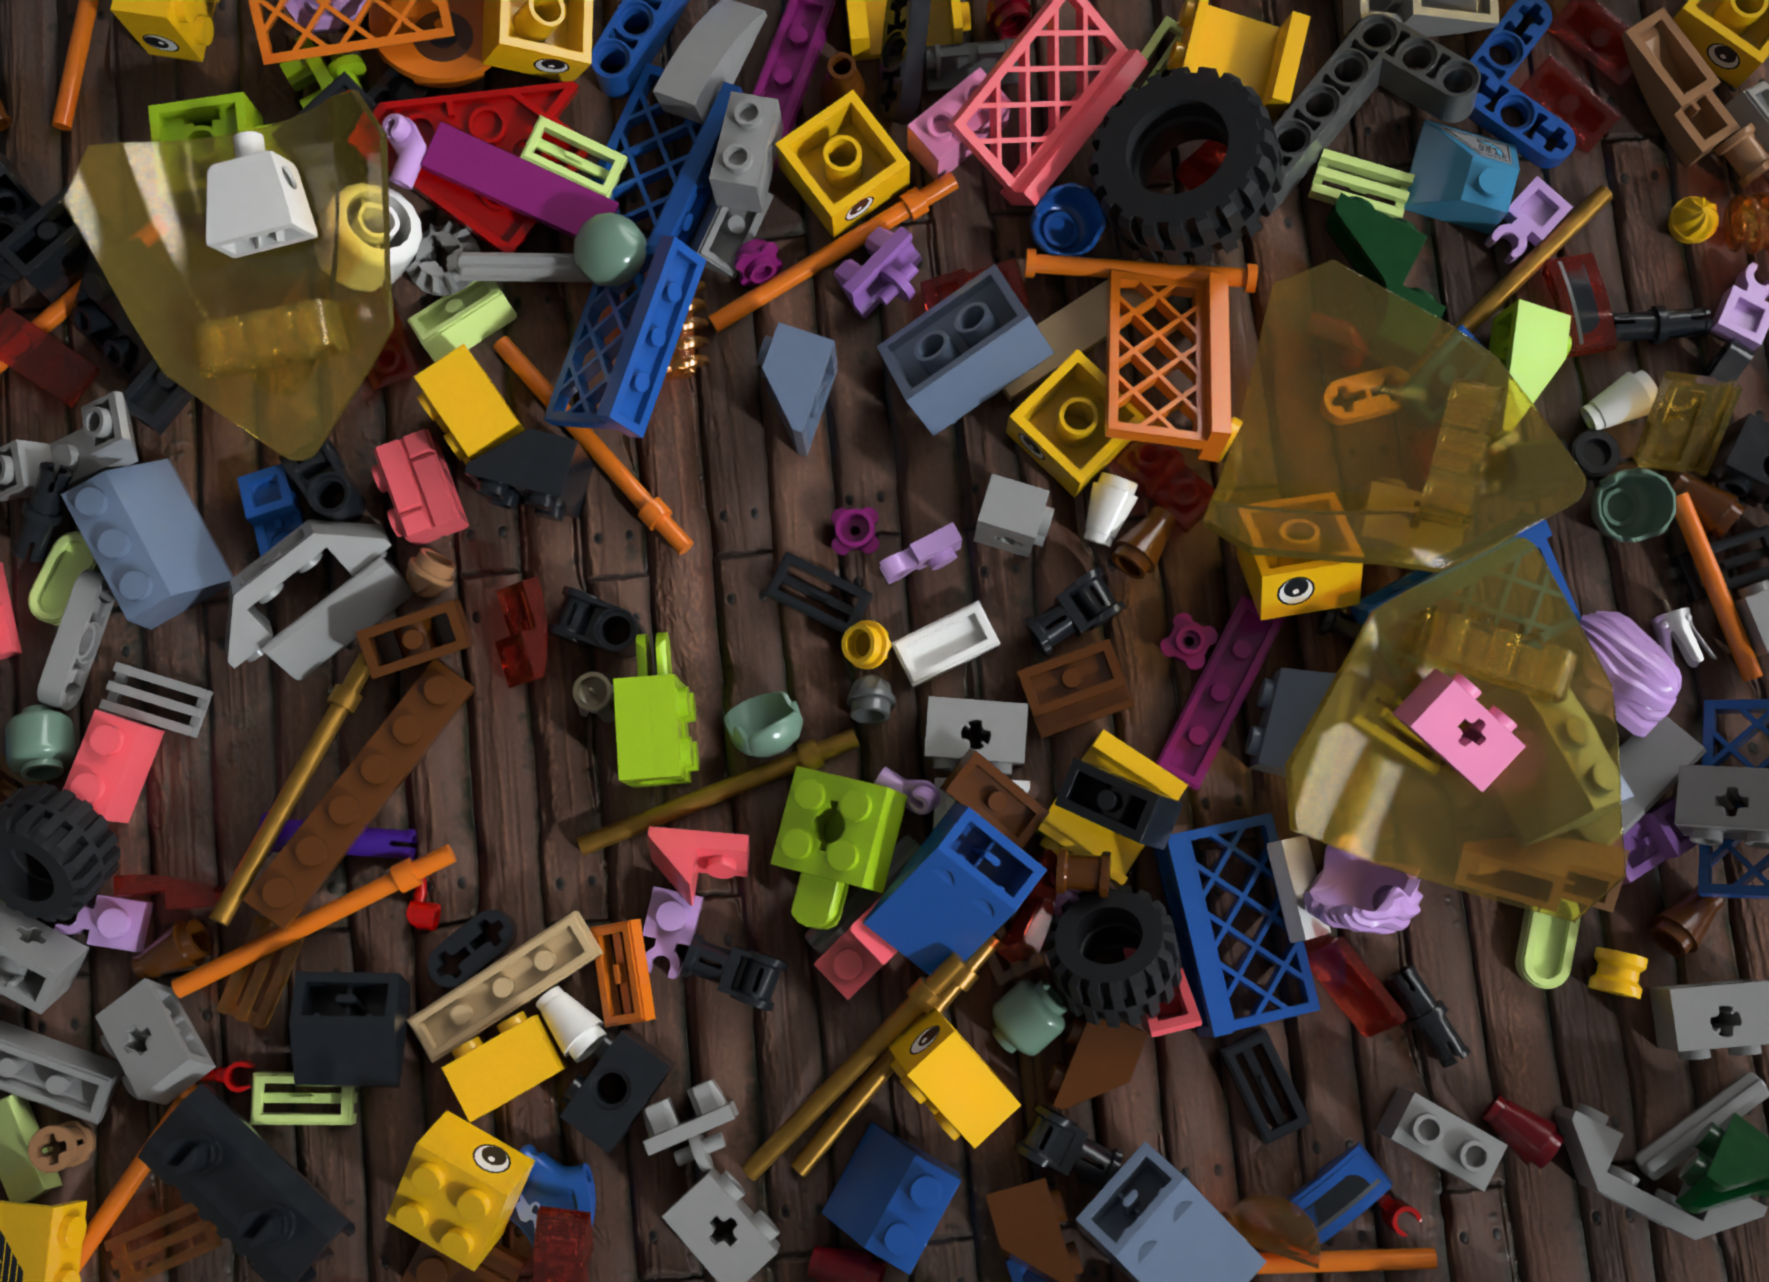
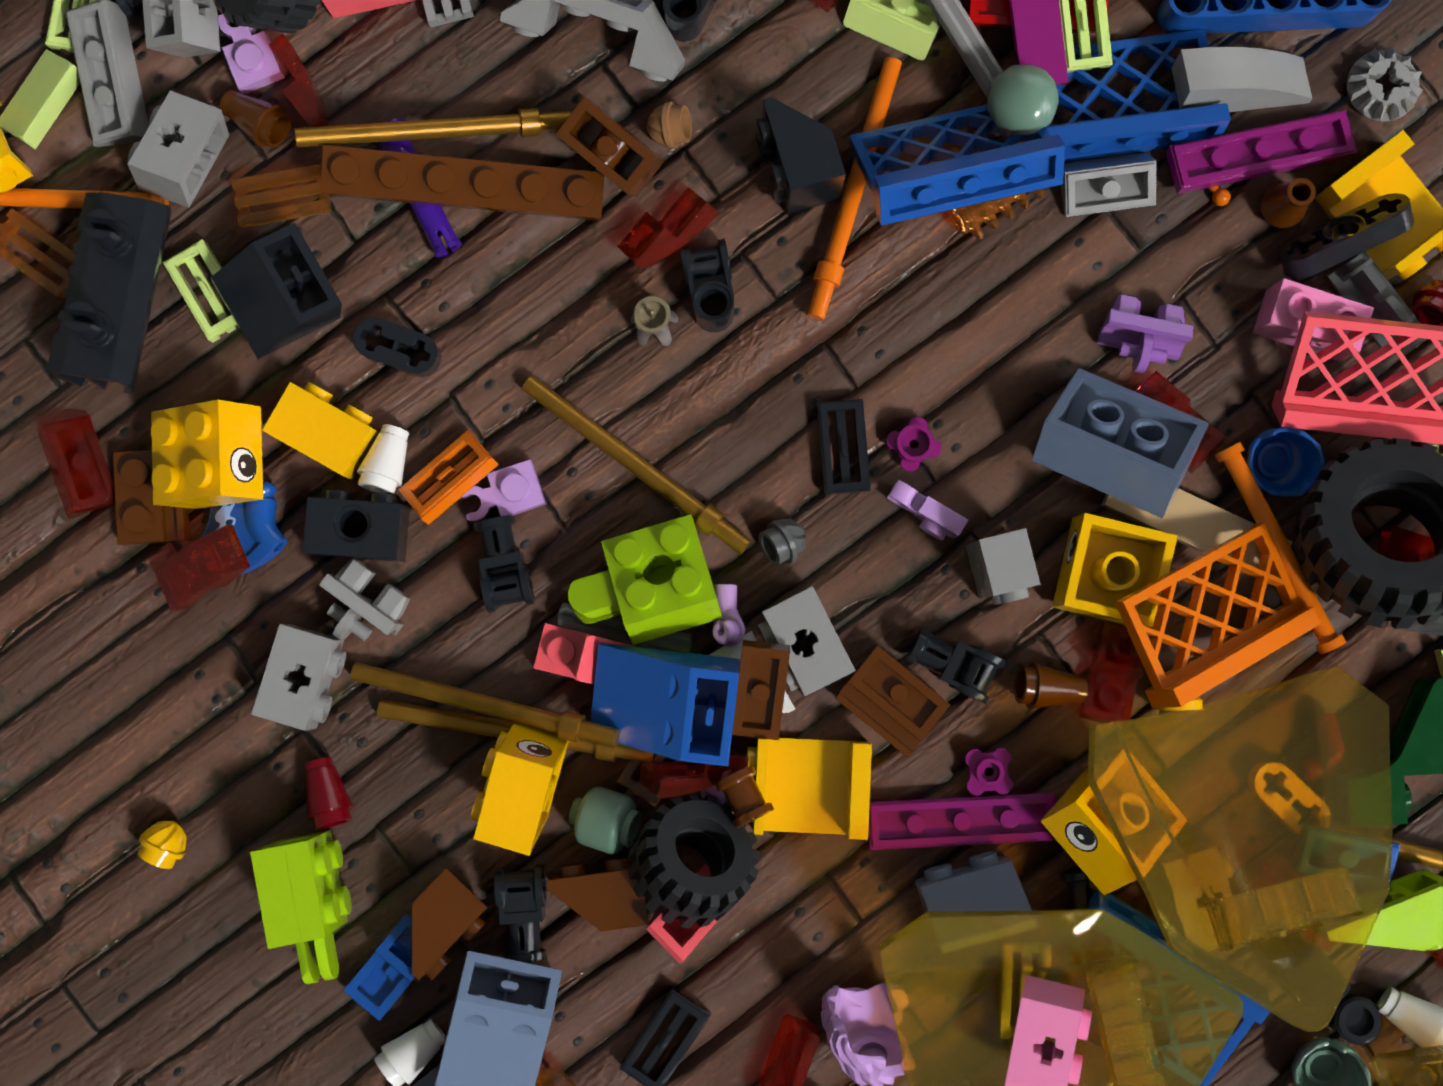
camera: 60 degrees right, 5 degrees up
(55, 1159) = (49, 132): medium nougat bush -> none
(226, 1075) = (187, 221): red hand -> none
(337, 618) = (589, 76): light grey slope -> none
(402, 876) = (417, 258): orange bar -> none
(419, 488) = (733, 72): coral brick -> none
(421, 913) = (400, 288): red hand -> none
(466, 405) = (822, 68): yellow brick -> none
(505, 986) = (383, 392): tan tile -> none
(654, 721) = (660, 377): lime brick -> none
(685, 853) = (571, 469): coral slope -> none
(746, 152) = (1177, 159): light grey brick -> none
(757, 262) = (1090, 226): magenta plate -> none
(764, 724) = (710, 467): sand green hair -> none
(798, 379) = (1011, 322): sand blue slope -> none
(843, 163) = (1218, 245): yellow brick -> none
(866, 644) = (825, 510): yellow plate -> none
(891, 1197) = (402, 794): blue slope -> none
(911, 205) = (1218, 323): orange bar -> none
(945, 644) = (866, 574): white tile -> none
(1109, 507) = (1060, 640): white cone -> none
(1118, 804) = (817, 793): black brick -> none
(1199, 944) = (747, 920): blue fence -> none
(1294, 874) = (846, 968): white tile -> none

